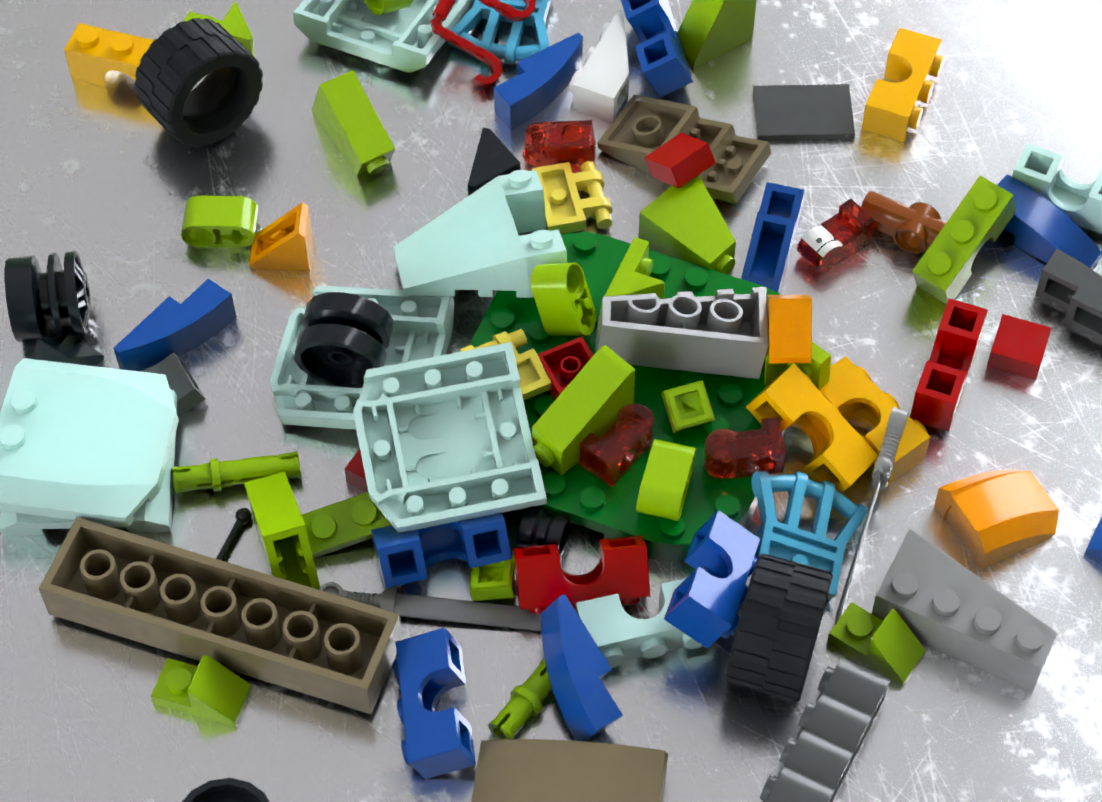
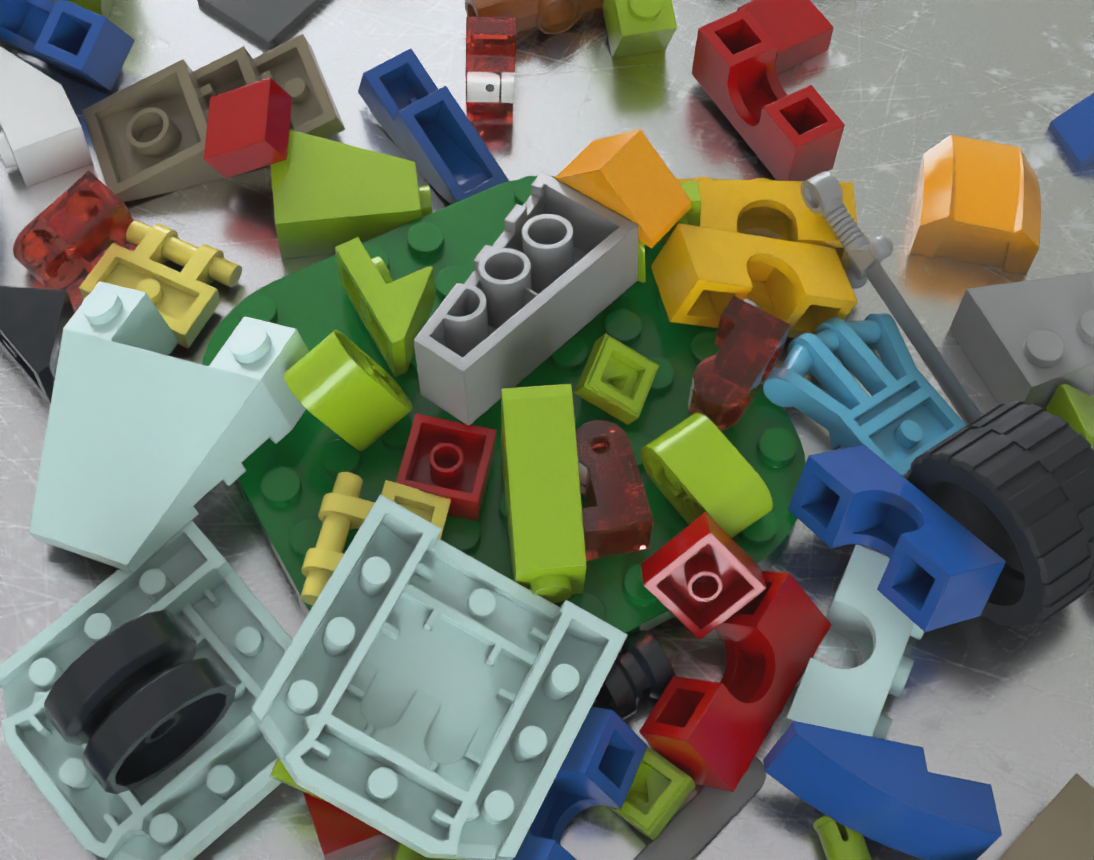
camera: 55 degrees left, 5 degrees up
(611, 512) = (702, 576): none -> red piece

